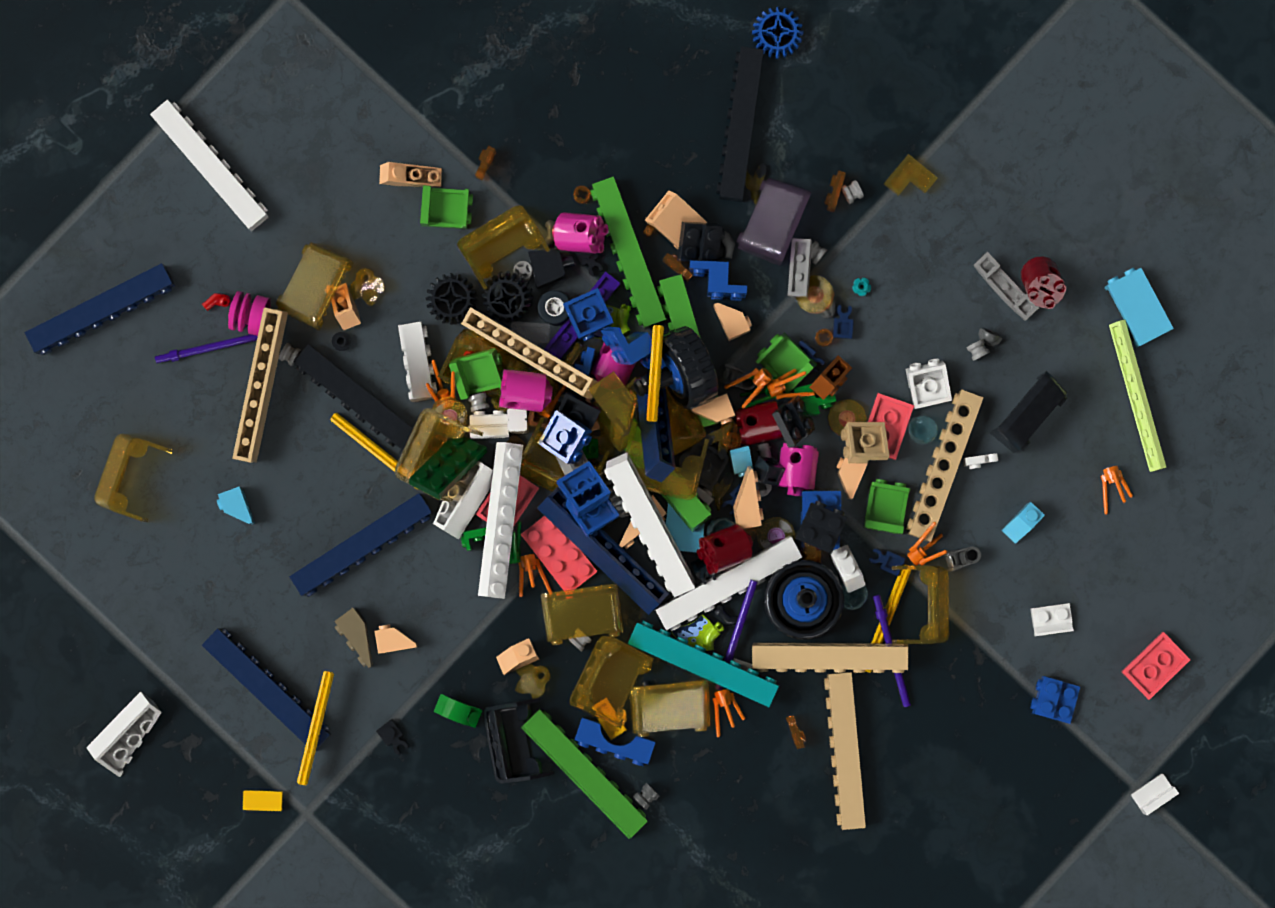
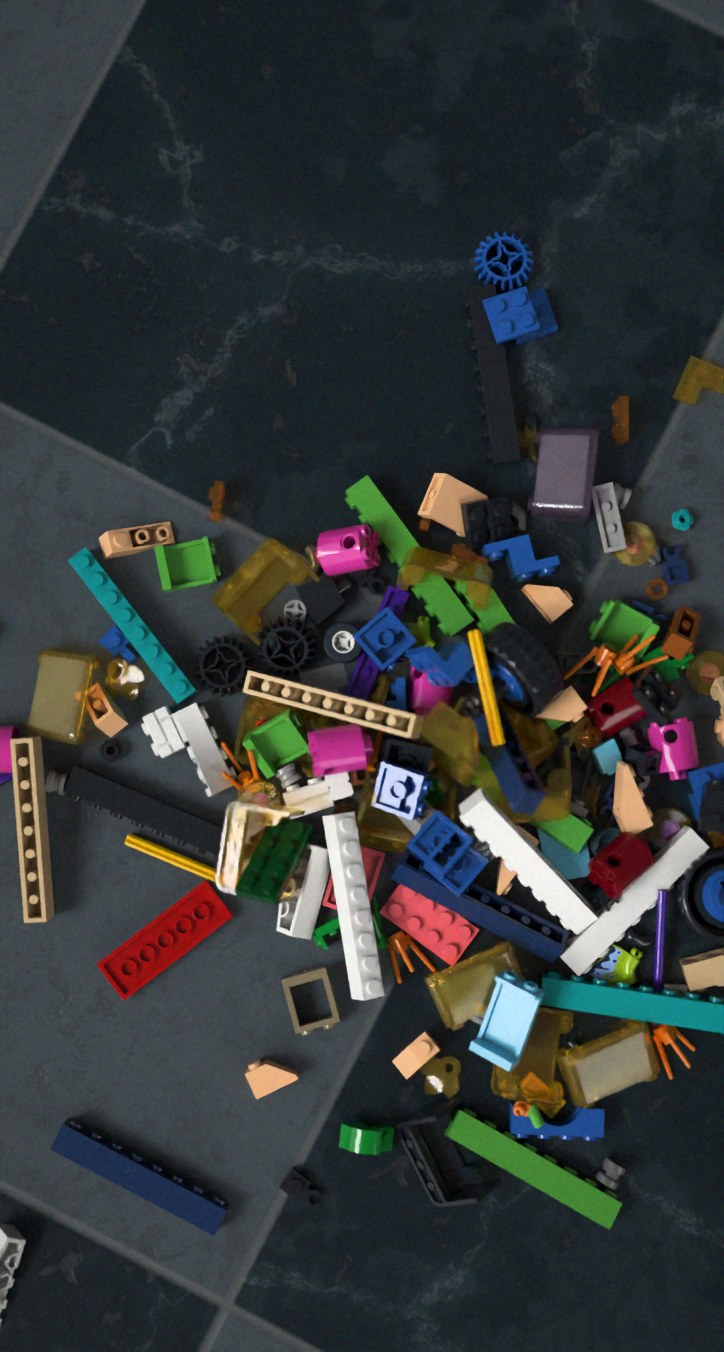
camera: 15 degrees left, 0 degrees up
(235, 504) = (45, 973): medium azure slope -> none
(262, 800) = (172, 1305): yellow tile -> none
(315, 728) = (209, 1209): yellow axle -> none
(340, 506) = (165, 940): none -> red plate
(355, 630) = (222, 1078): dark tan slope -> none
(360, 545) = (200, 978): dark blue brick -> none
(370, 255) = (116, 643): none -> blue plate
(387, 245) = (133, 626): none -> teal brick
(387, 338) = (163, 732): none -> white brick
(452, 568) = (303, 977): none -> dark tan window
(584, 189) = (336, 499): clear orange bush -> none
(594, 724) = (529, 1110): none -> arm
(598, 646) = (508, 1020): none -> panel
(635, 258) = (474, 574): none -> clear yellow windscreen
(777, 81) = (520, 315): none -> blue bracket
(852, 192) = (641, 416): light grey wheel -> none

